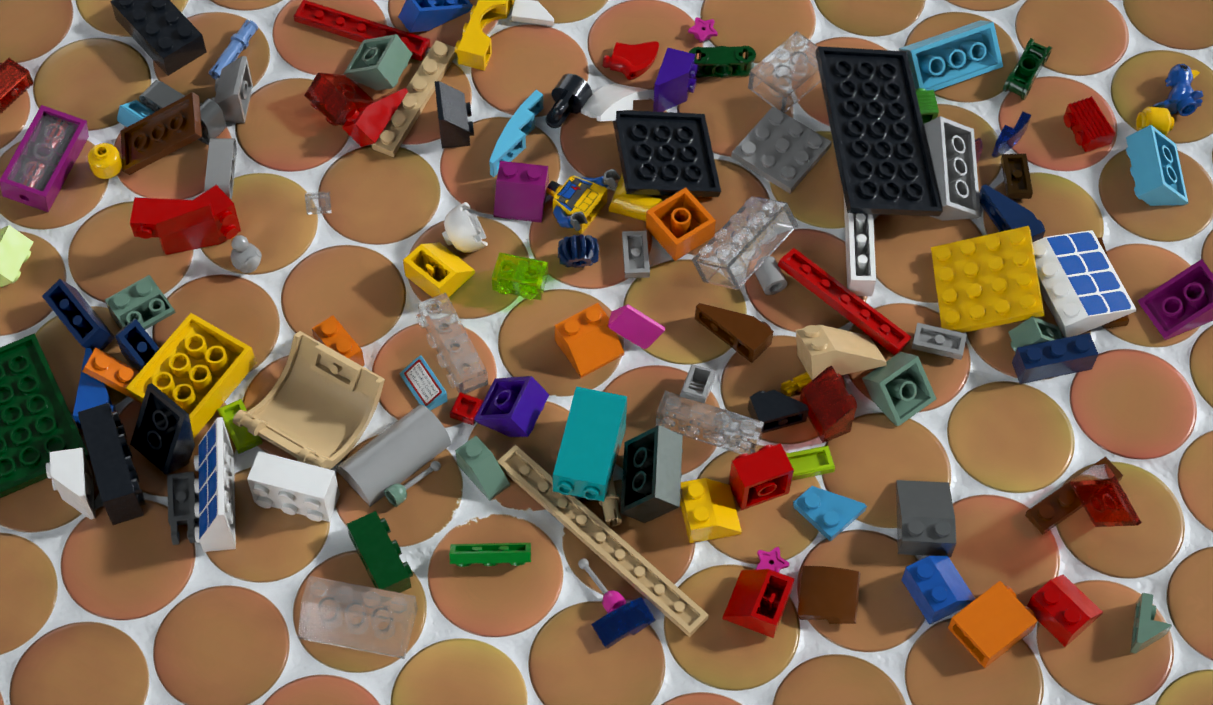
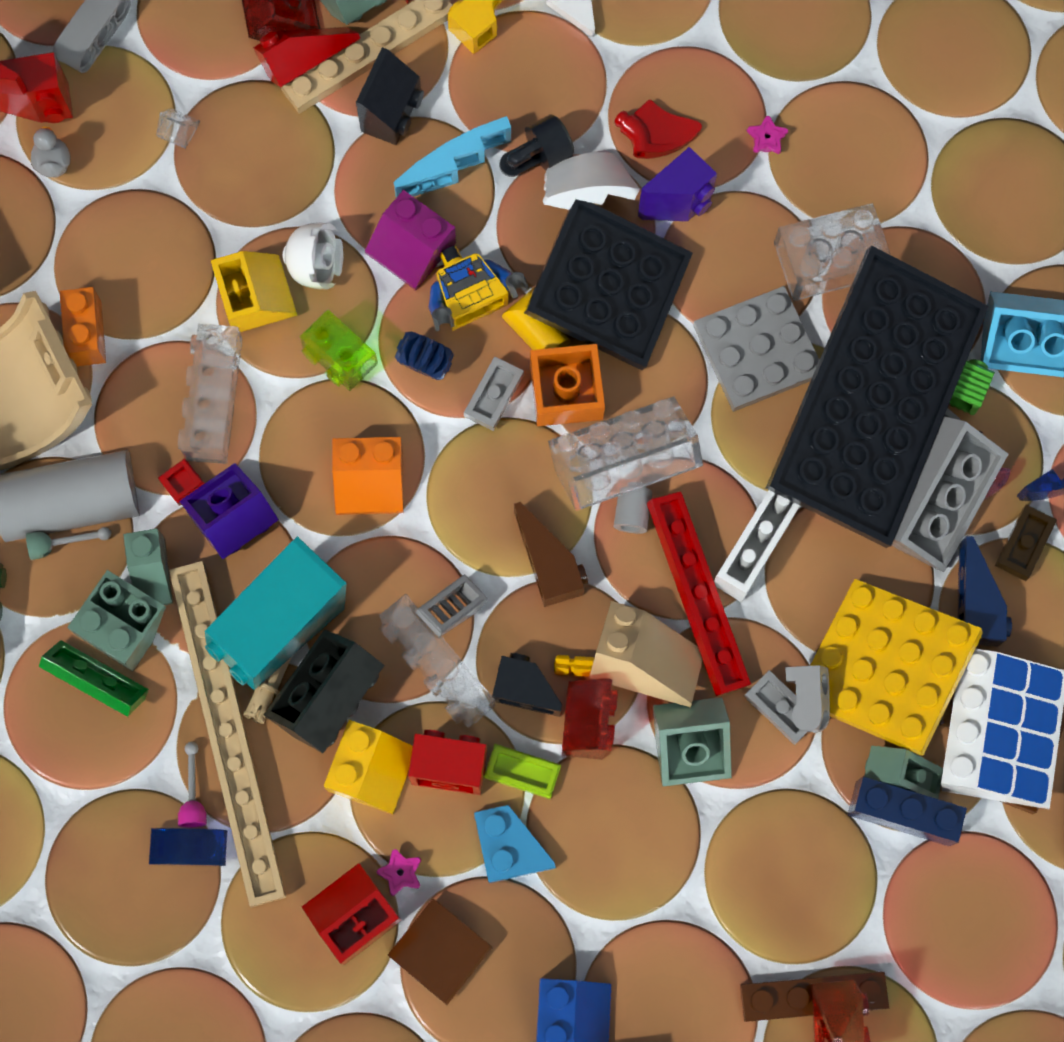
camera: 30 degrees right, 15 degrees up
(424, 384) = (152, 426): slope -> none
(484, 508) = (118, 620): none -> sand green slope
(635, 326) = (426, 490): dark pink slope -> none
(724, 61) = (759, 192): dark green piece -> none
(925, 518) = (615, 919): dark grey slope -> none
(960, 326) = (812, 697): none -> light grey leg

